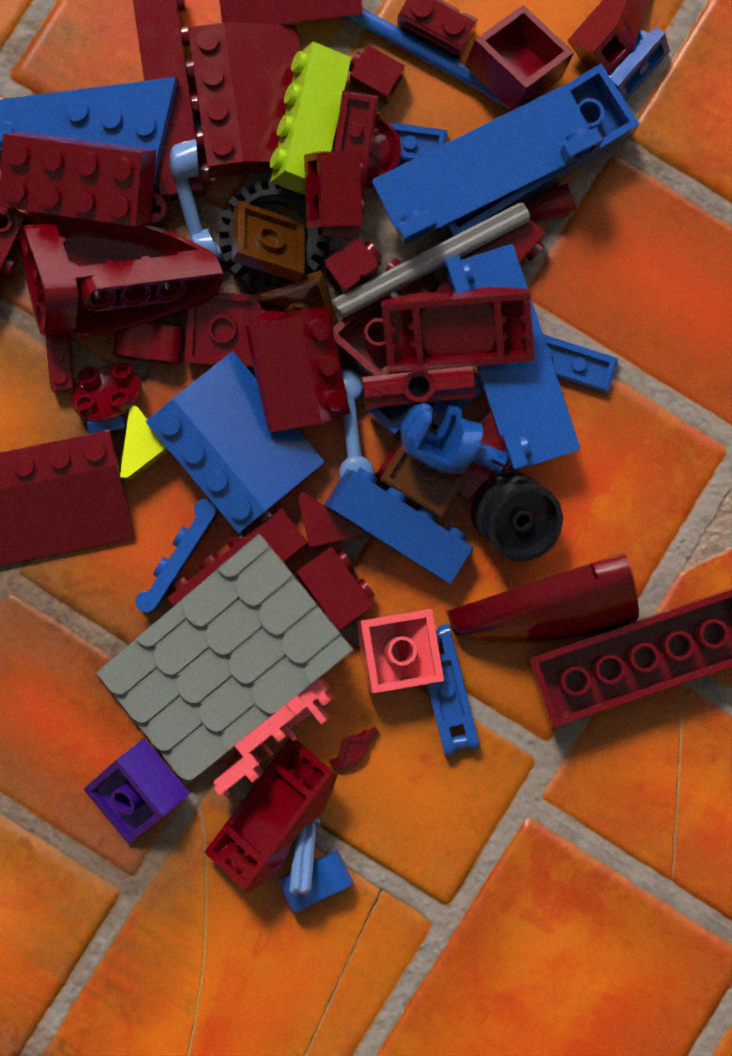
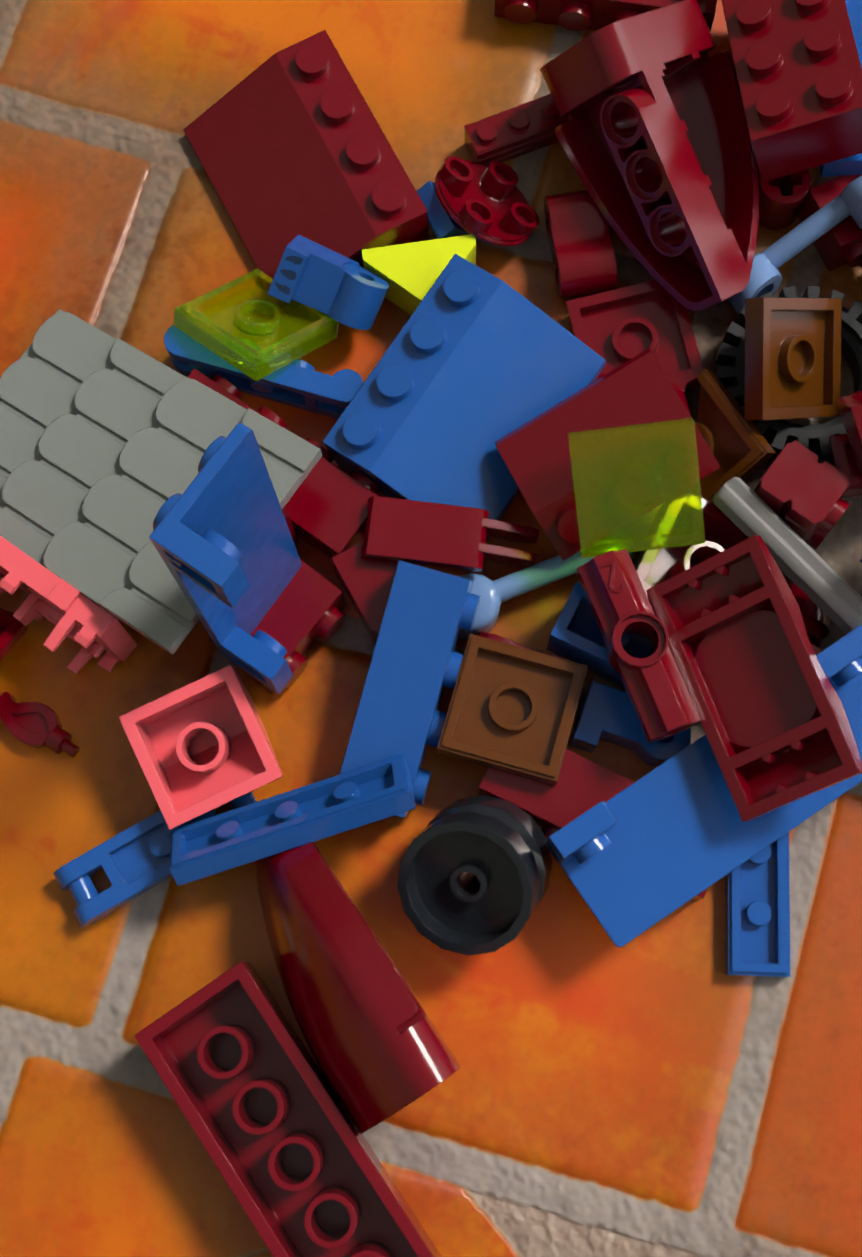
camera: 75 degrees right, 10 degrees down
(136, 502) = (329, 283): none -> blue leg
(149, 553) = (252, 327): none -> clear neon green tile
(313, 483) = (442, 535): none -> dark red arm
(327, 609) = (231, 552): none -> blue bracket
(328, 360) = (637, 487): none -> clear neon green tile
(451, 445) = (554, 723): blue piece -> none
(458, 610) = (291, 819): none -> blue tile

